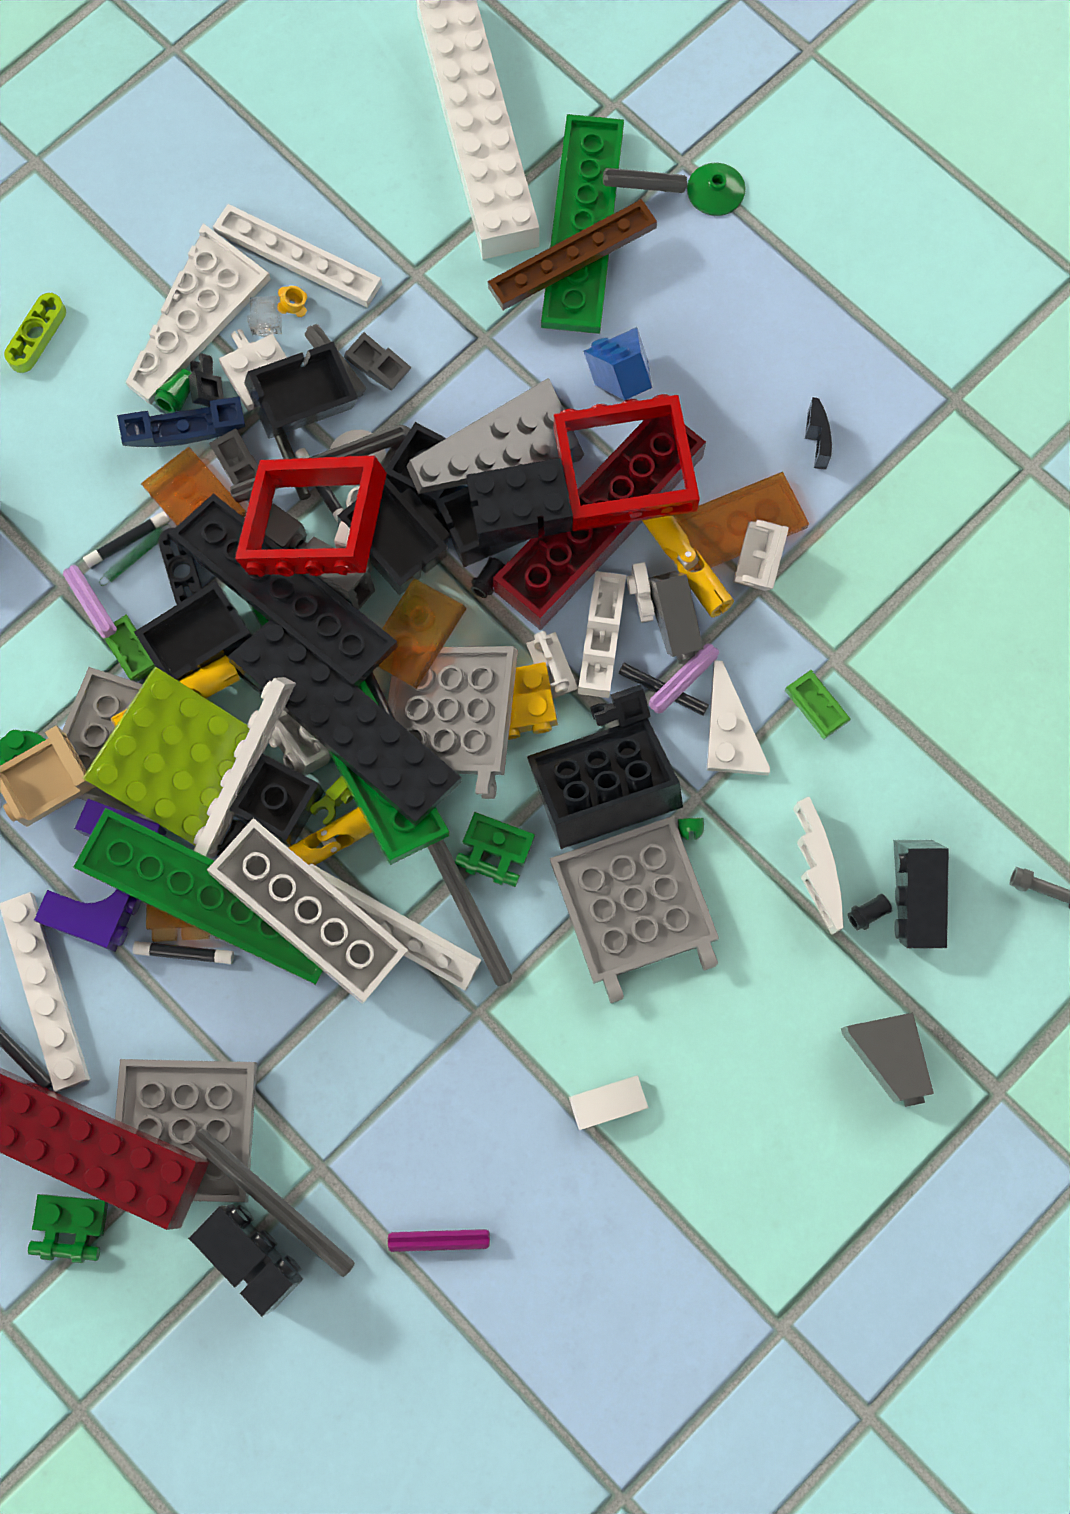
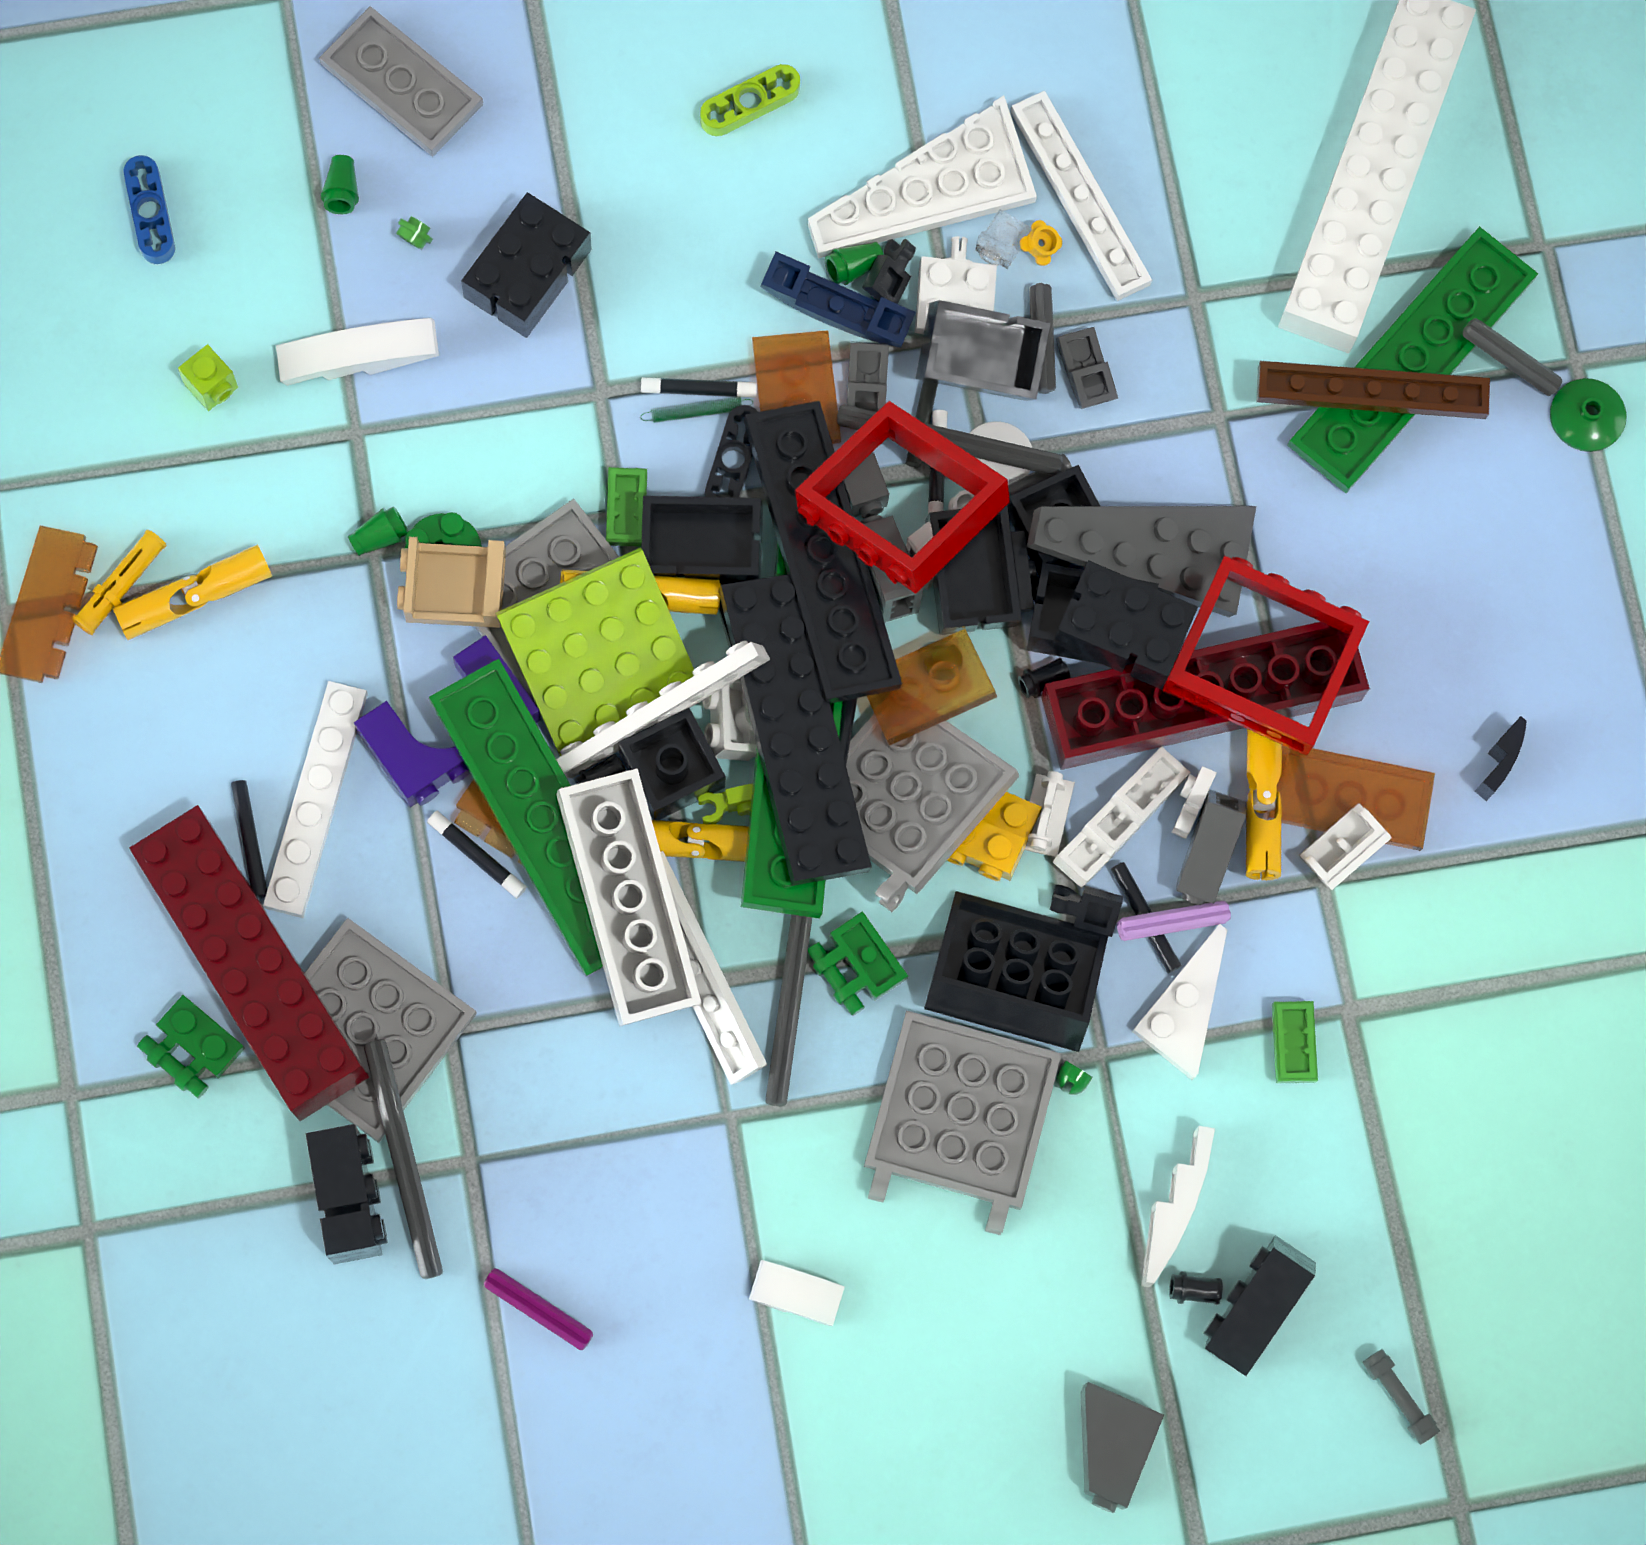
camera: 25 degrees right, 0 degrees up
(89, 601) = (618, 430): lavender axle -> none
(620, 364) = (1340, 546): blue wedge -> none

